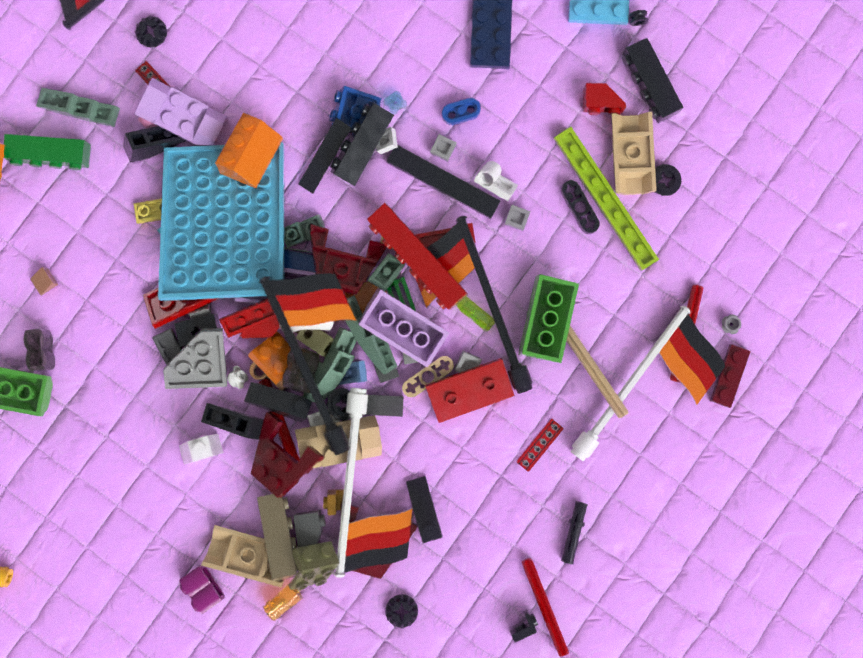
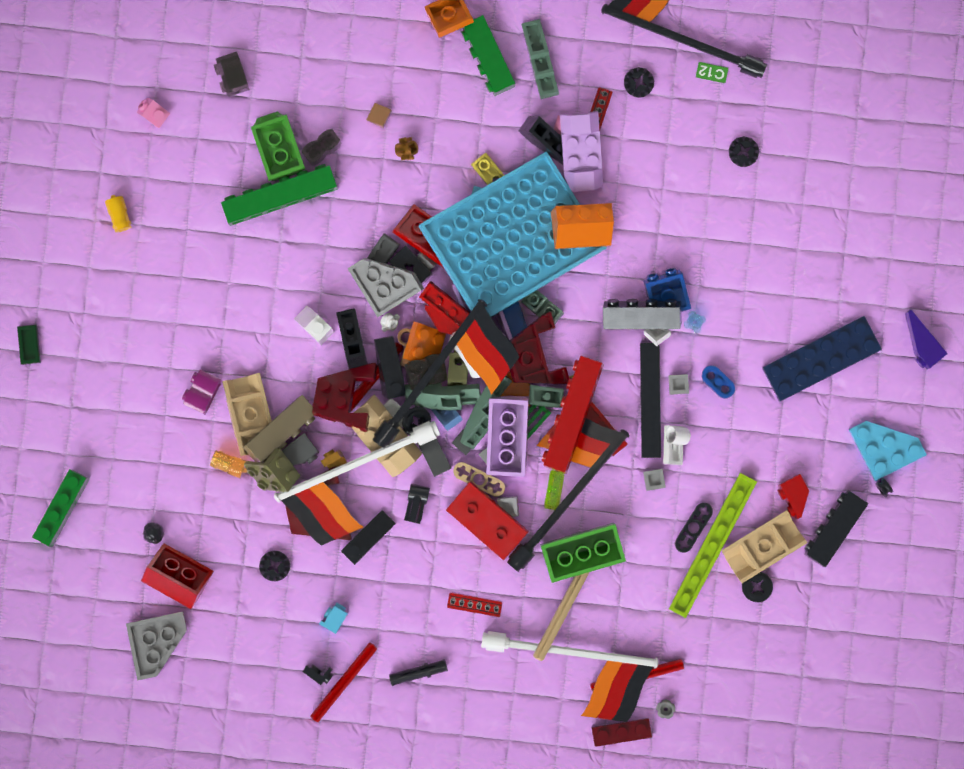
camera: 55 degrees right, 0 degrees up
(61, 414) = (279, 195): none -> green brick
(87, 273) = (406, 148): none -> pearl gold gear
(324, 155) = (614, 289): black sticker -> none
(414, 444) = (416, 500): none -> black piece
(481, 582) = (334, 618): none -> medium azure brick

